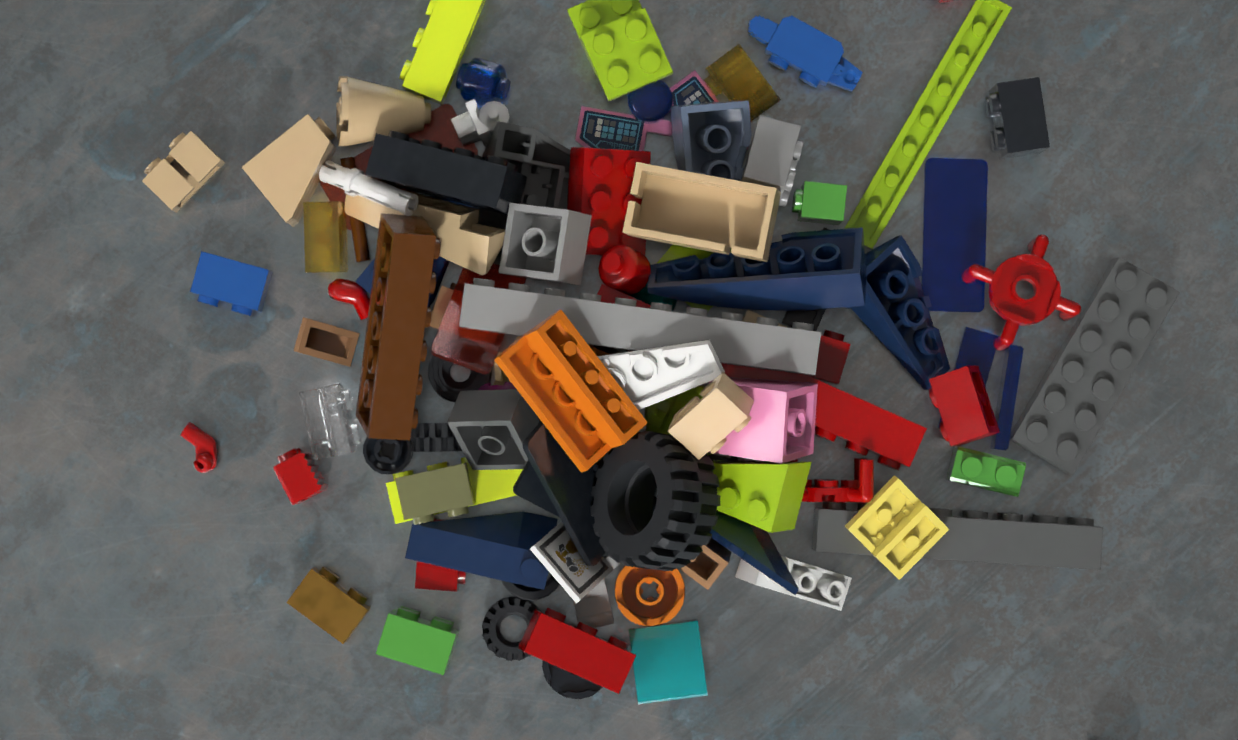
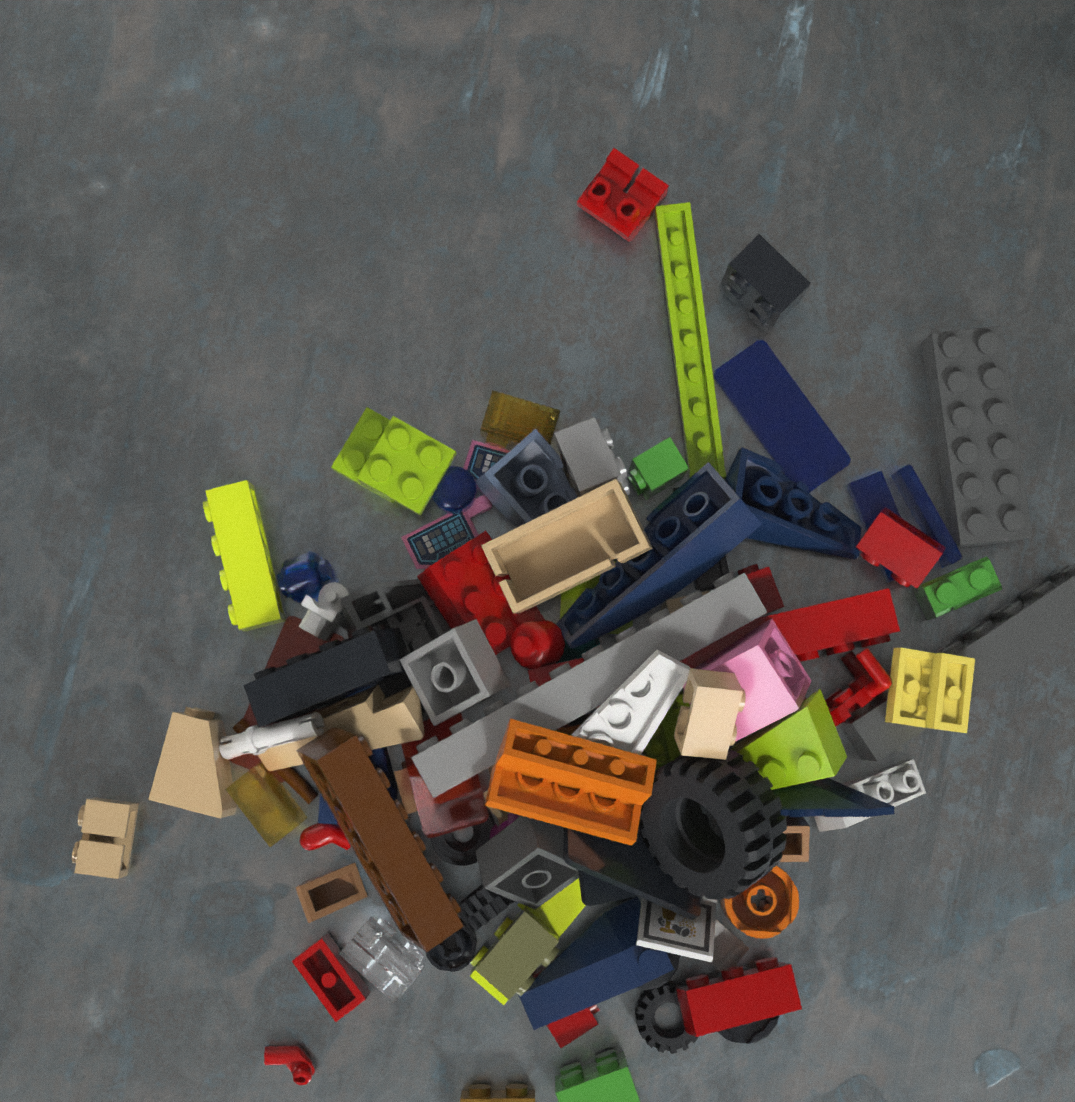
camera: 40 degrees left, 5 degrees down
(230, 282) = (214, 901): blue brick -> none
(279, 405) = (331, 977): none -> red brick
(299, 475) = (391, 1026): red brick -> none
(375, 108) = (231, 663): tan cone -> none
(668, 662) = (819, 947): teal slope -> none
(806, 51) = (549, 358): blue hinge -> none
(1007, 302) = (869, 436): red plate -> none

